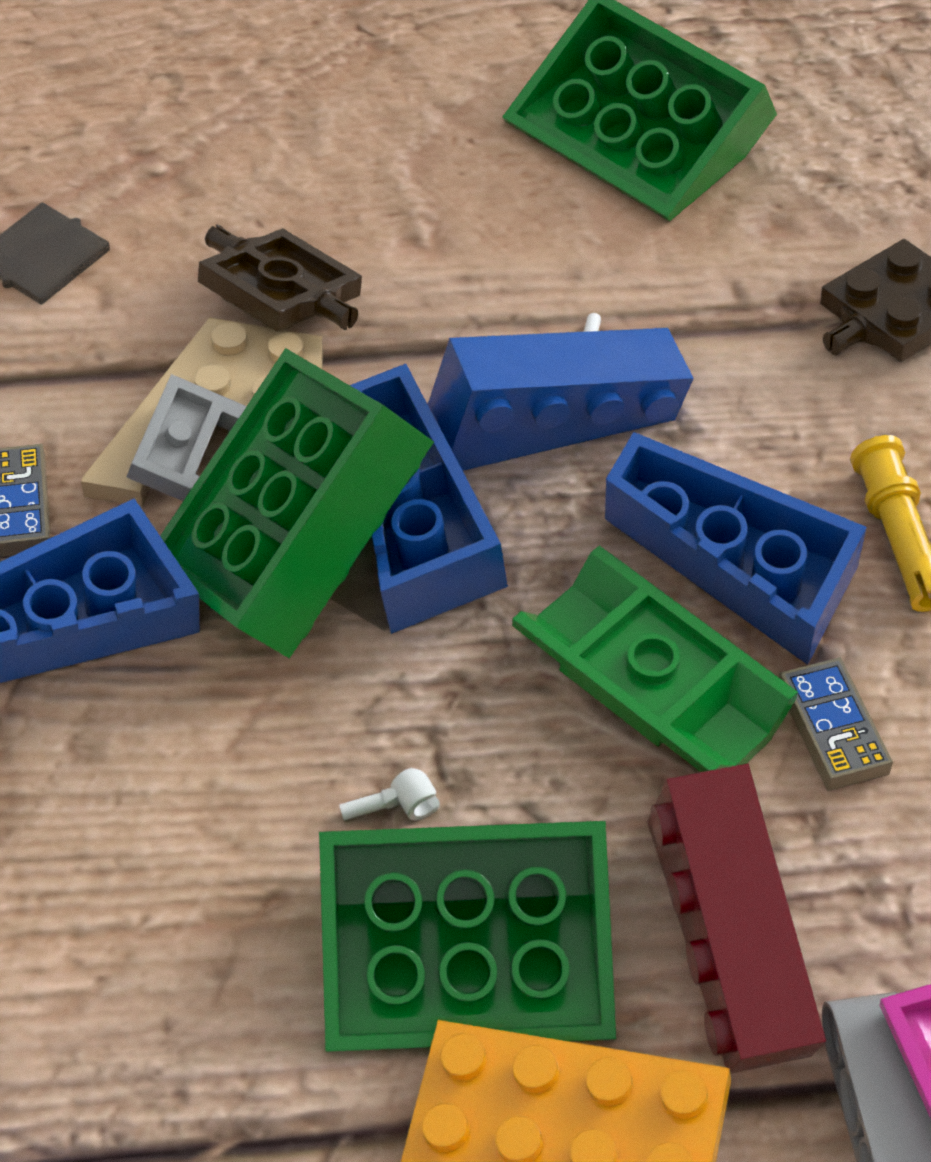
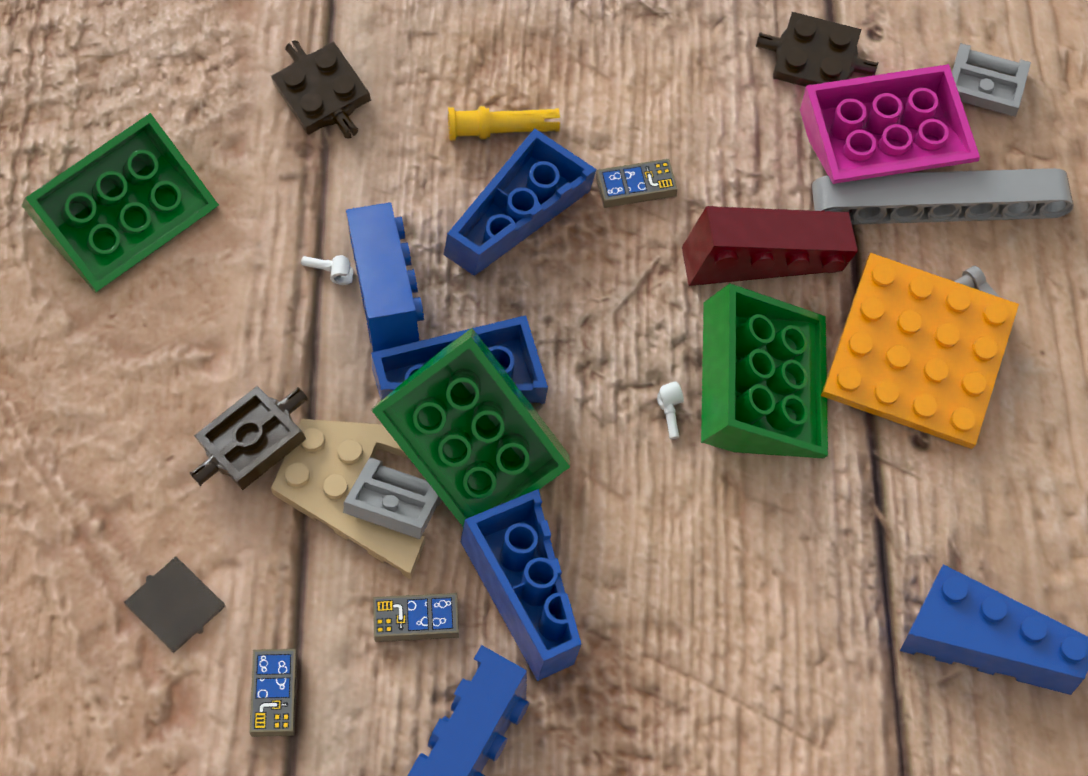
camera: 85 degrees left, 10 degrees up
(659, 666) = (592, 262): green piece -> none

